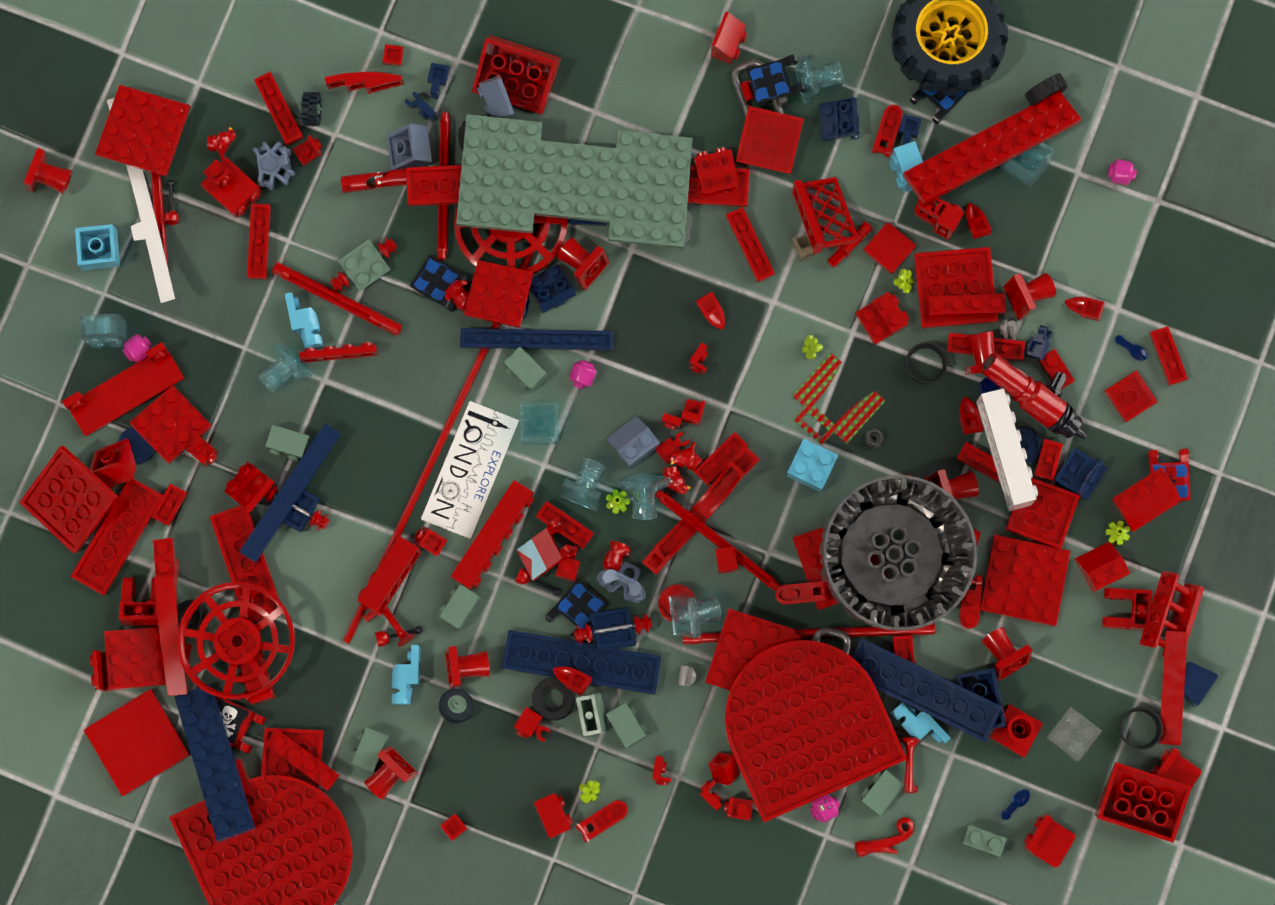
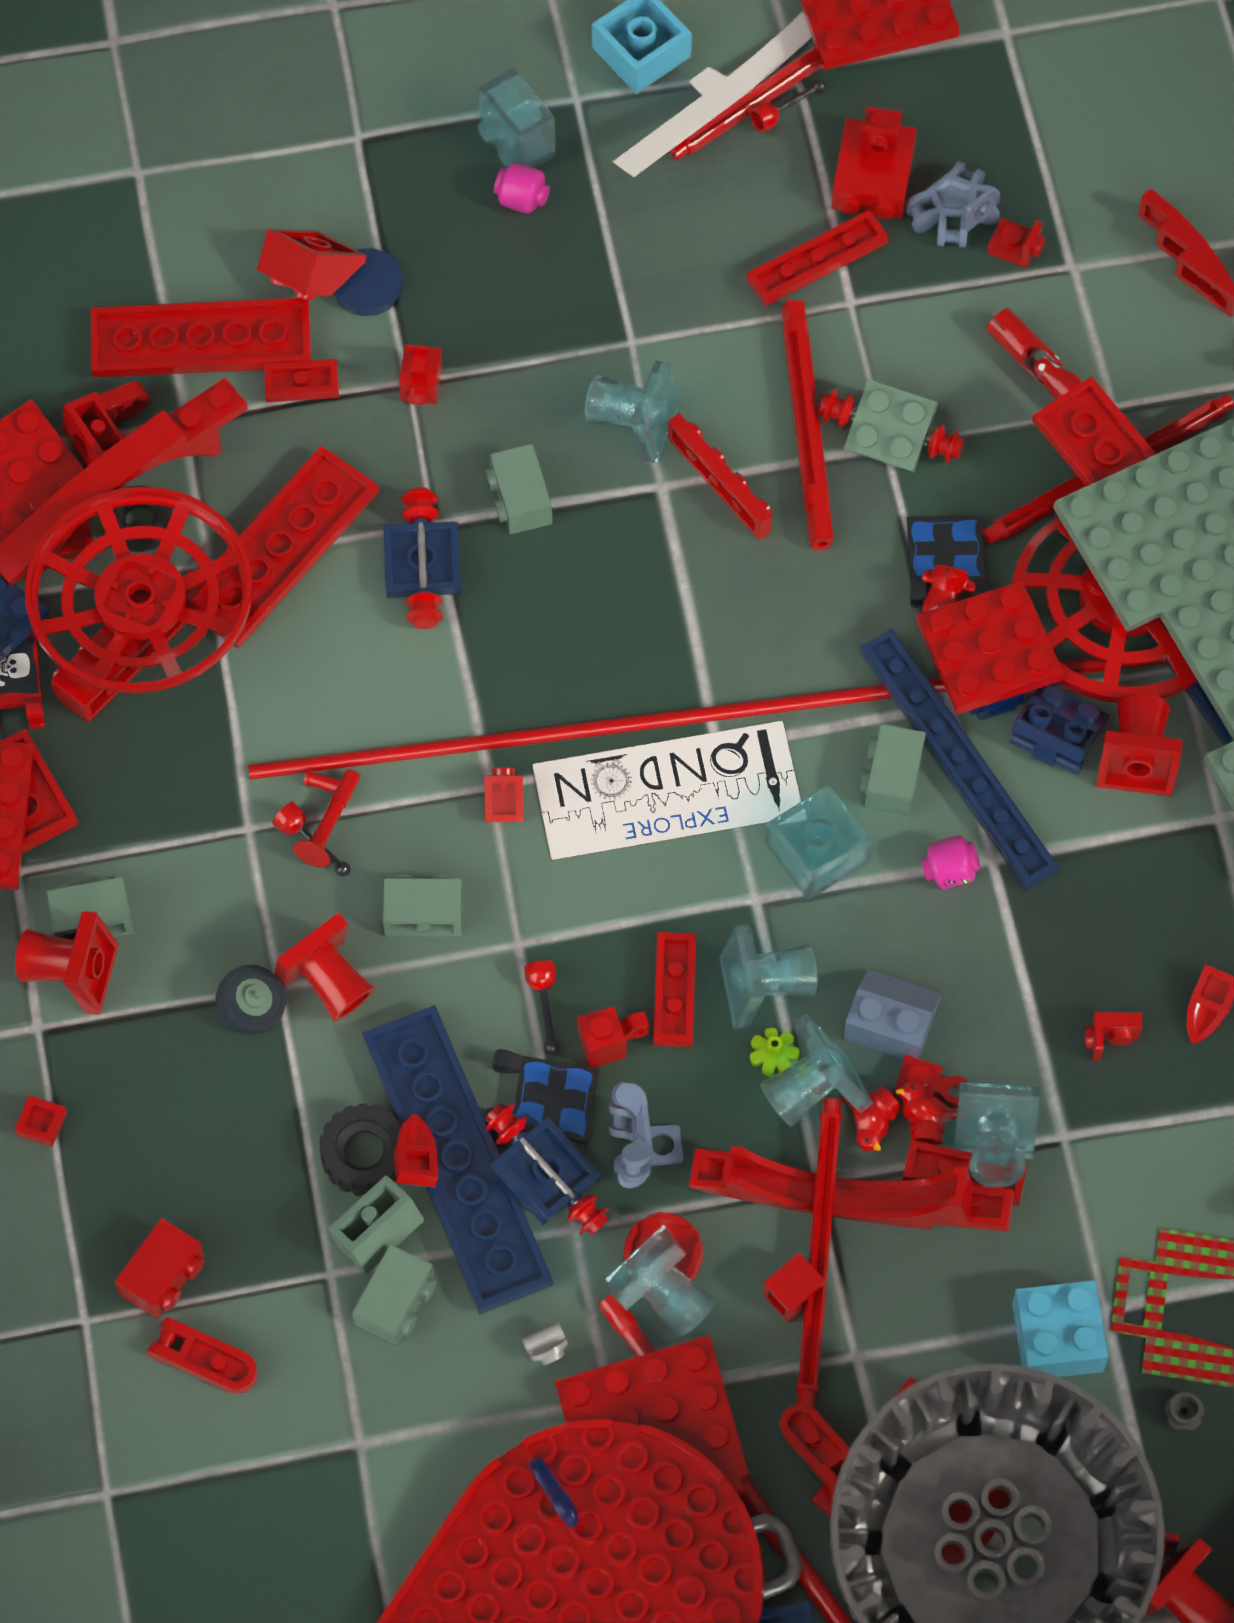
camera: 55 degrees right, 15 degrees down
(68, 499) = (211, 229): red plate -> none
(124, 390) = (443, 213): red bracket -> none
(170, 424) = (432, 305): red plate -> none
(221, 142) = (936, 113): red animal -> none
(248, 486) = (408, 468): red plate -> none
(278, 108) = (1051, 161): red plate -> none
(290, 493) = (439, 536): dark blue tile -> none
(304, 322) = (734, 394): medium azure plate -> none
(311, 109) = (1085, 201): black wheel -> none
(389, 576) = (401, 764): red brick -> none
(406, 675) = (252, 894): medium azure plate -> none
(409, 147) = (1138, 377): sand blue slope -> none
(425, 110) = (1209, 367): dark blue plate -> none
(492, 535) = (578, 886): red brick -> none
(529, 723) = (294, 1137): red brick -> none
(542, 553) = (604, 976): red flag -> none
(589, 791) = (239, 1304): lime plant -> none
(614, 557) = (671, 1101): red animal -> none
(660, 767) = (351, 1395): red bracket -> none
(671, 422) = (971, 1052): red plate -> none
(693, 411) = (1013, 1073): red panel -> none
(711, 798) = (355, 1518): red bracket -> none
(714, 434) = (997, 1129): none -> clear light blue plant
(724, 768) = (422, 1507): red panel -> none
(738, 808) = (367, 1576): red bracket -> none
(757, 713) = (556, 1494): none -> clear blue piece

